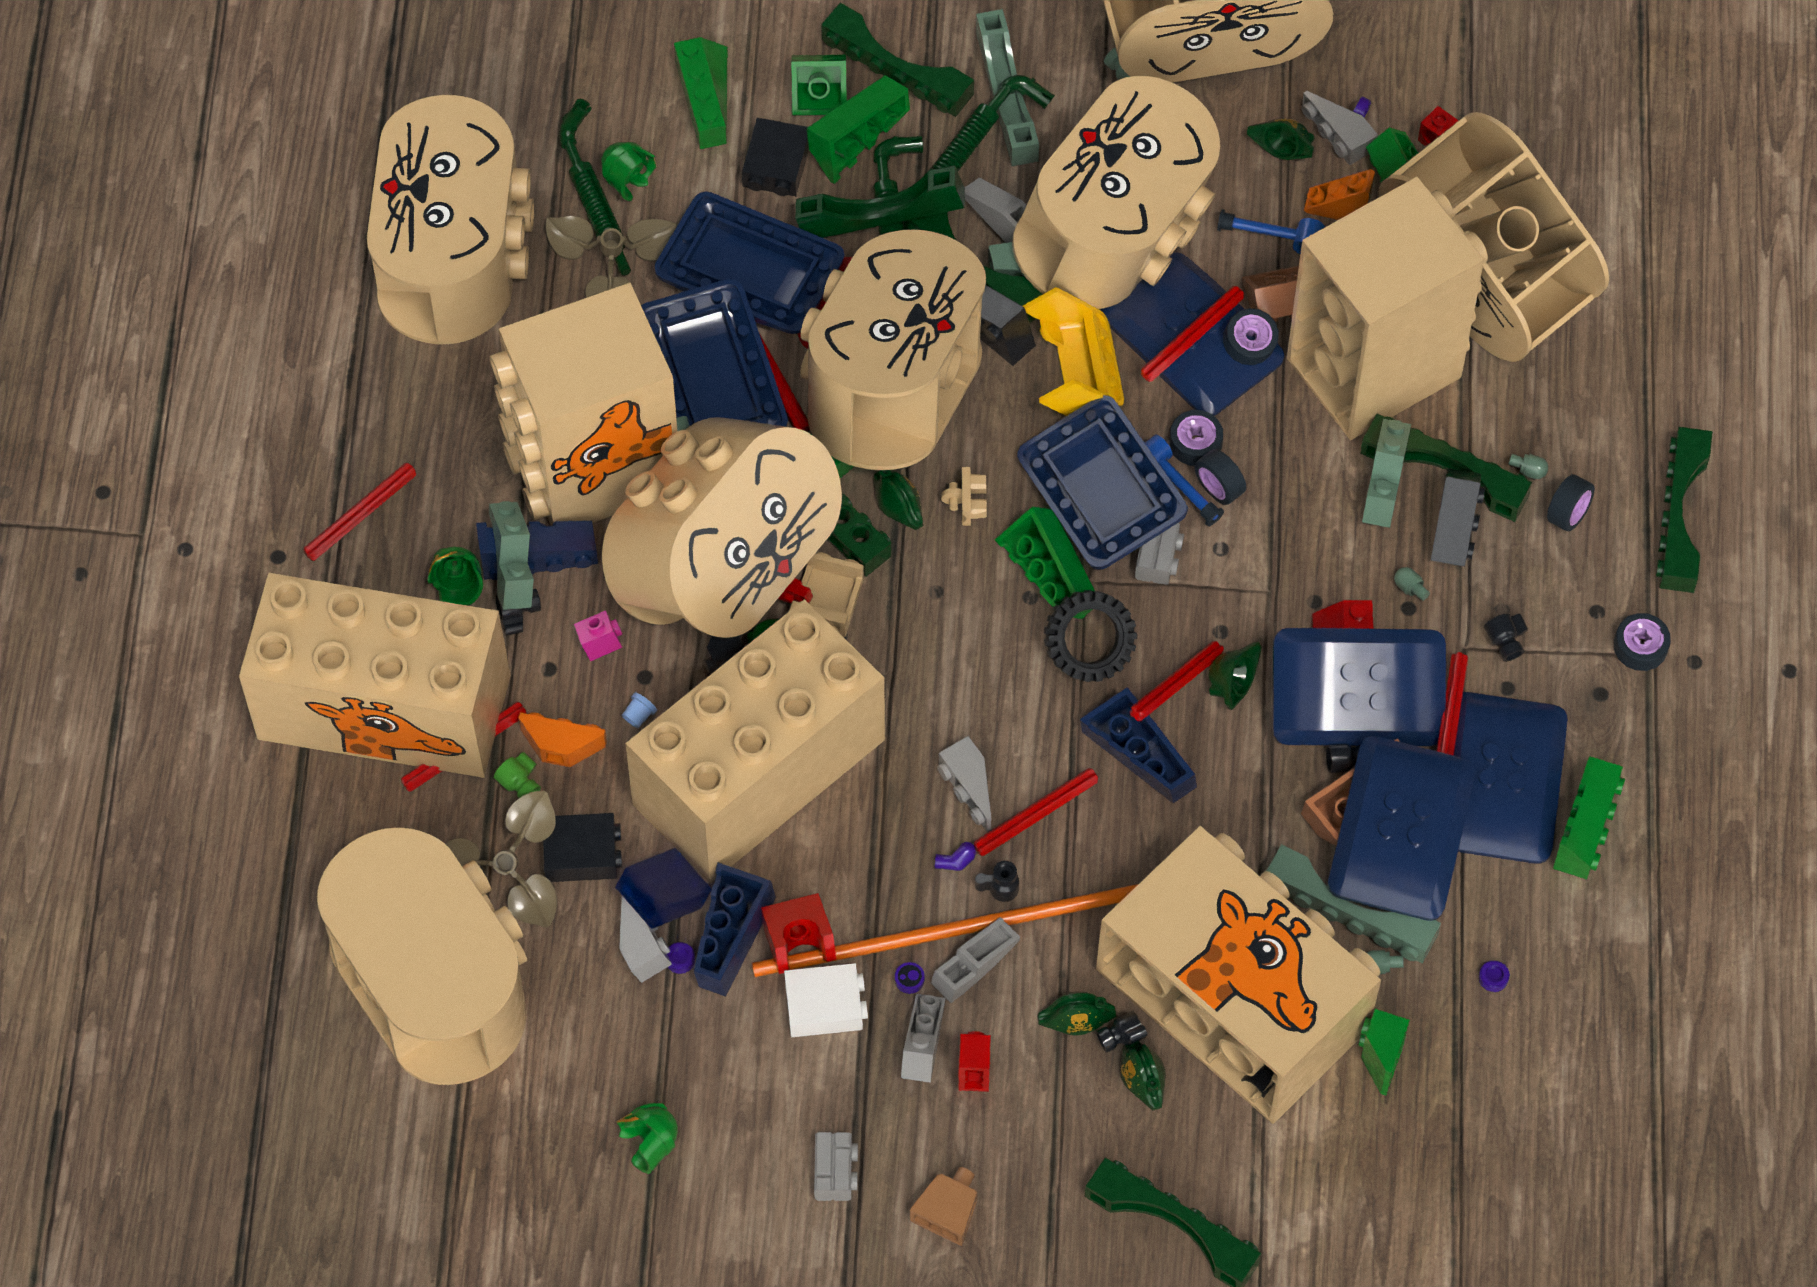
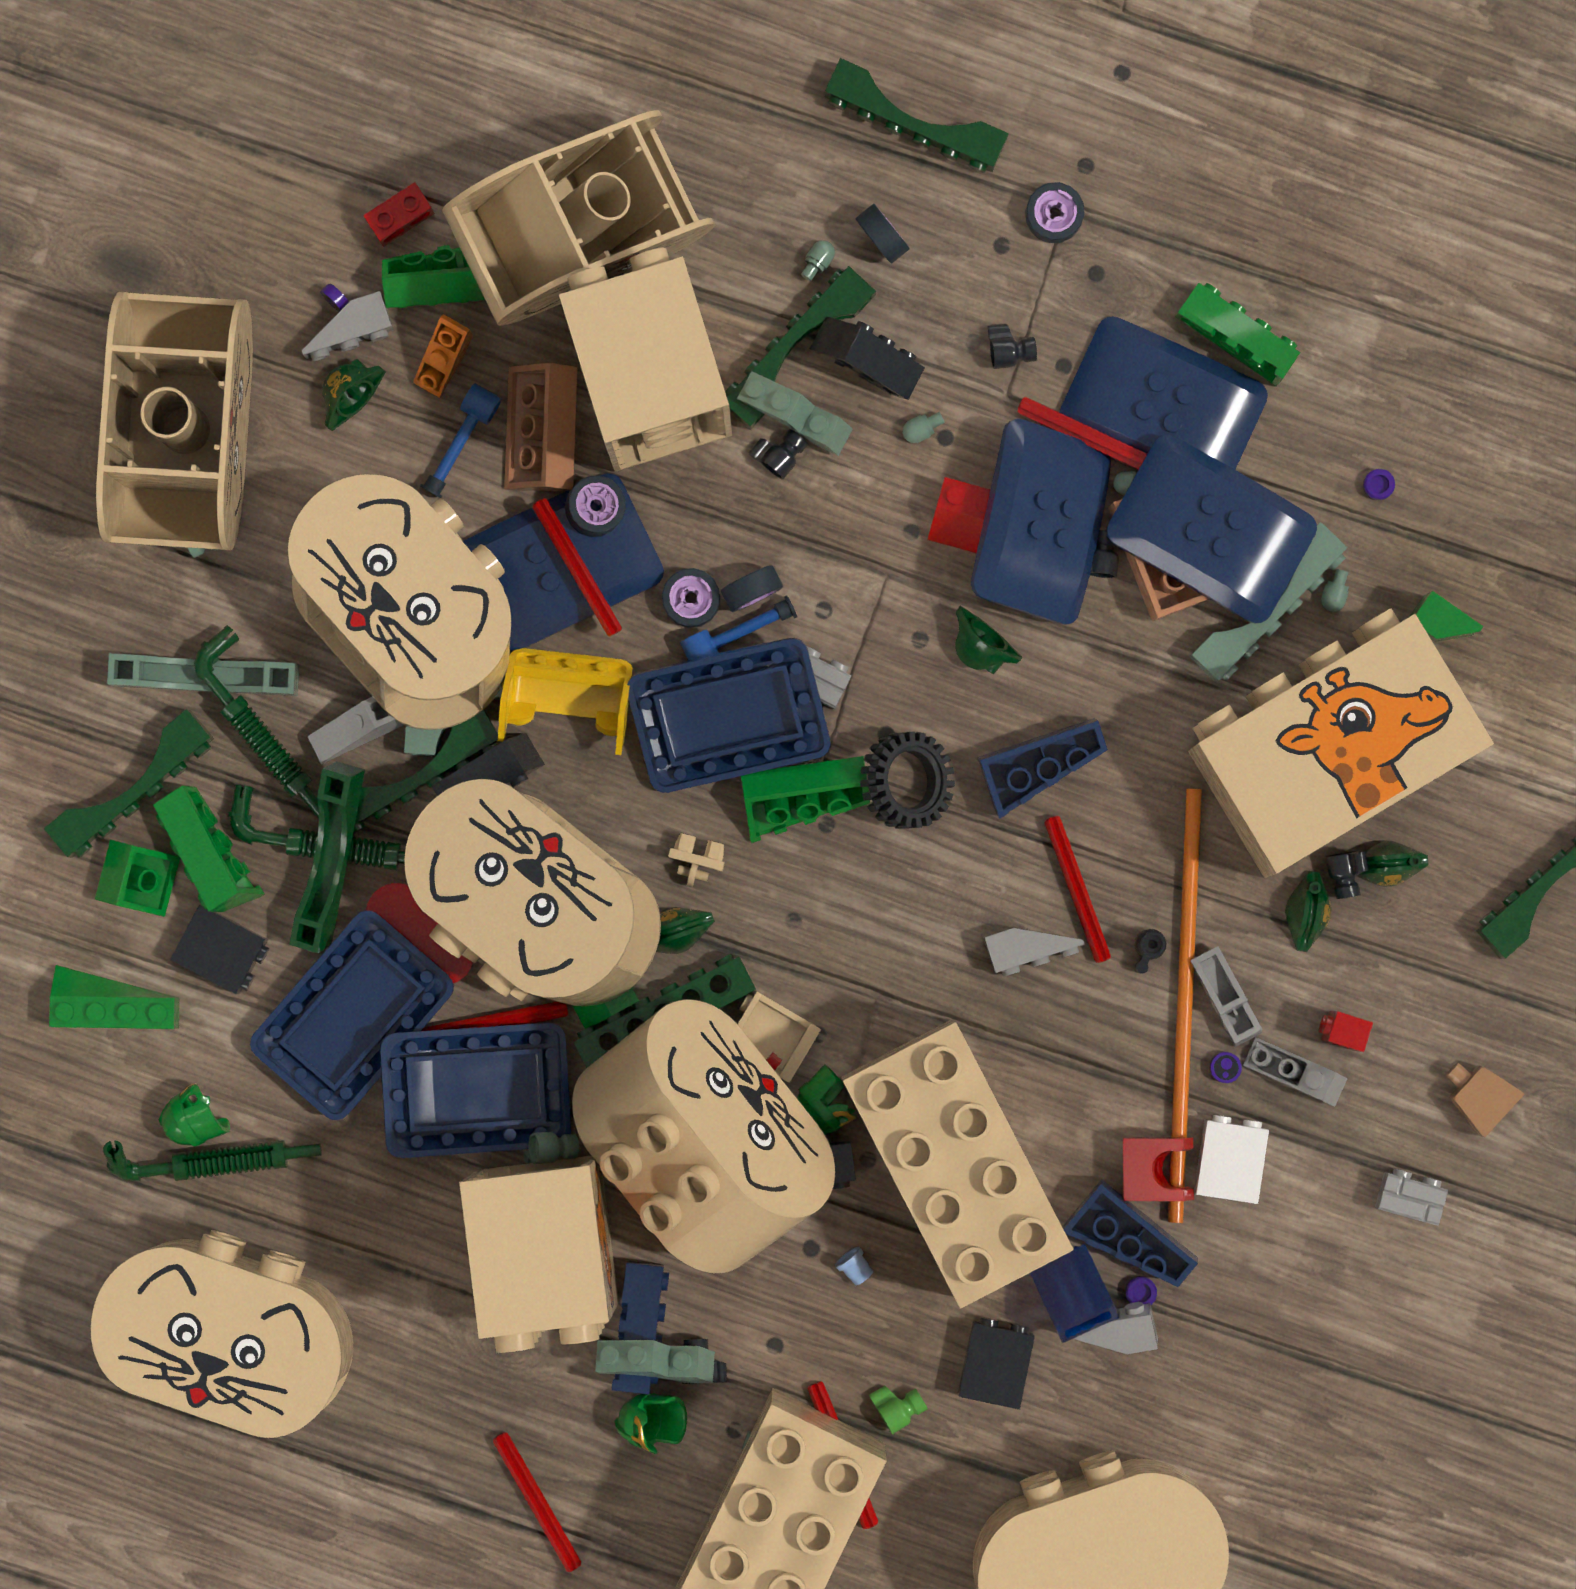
camera: 75 degrees left, 25 degrees up
(535, 820) = (1040, 1428): dark tan plant -> none
(561, 740) = (867, 1356): orange slope -> none
(573, 234) = (341, 1170): dark tan plant -> none
(599, 635) = (760, 1287): dark pink brick -> none
(657, 1130) = (1334, 1367): green helmet -> none
(958, 860) = (1110, 983): dark purple arm -> none
(1176, 681) = (981, 706): red axle -> none
(1344, 476) = (779, 458): none -> black piece

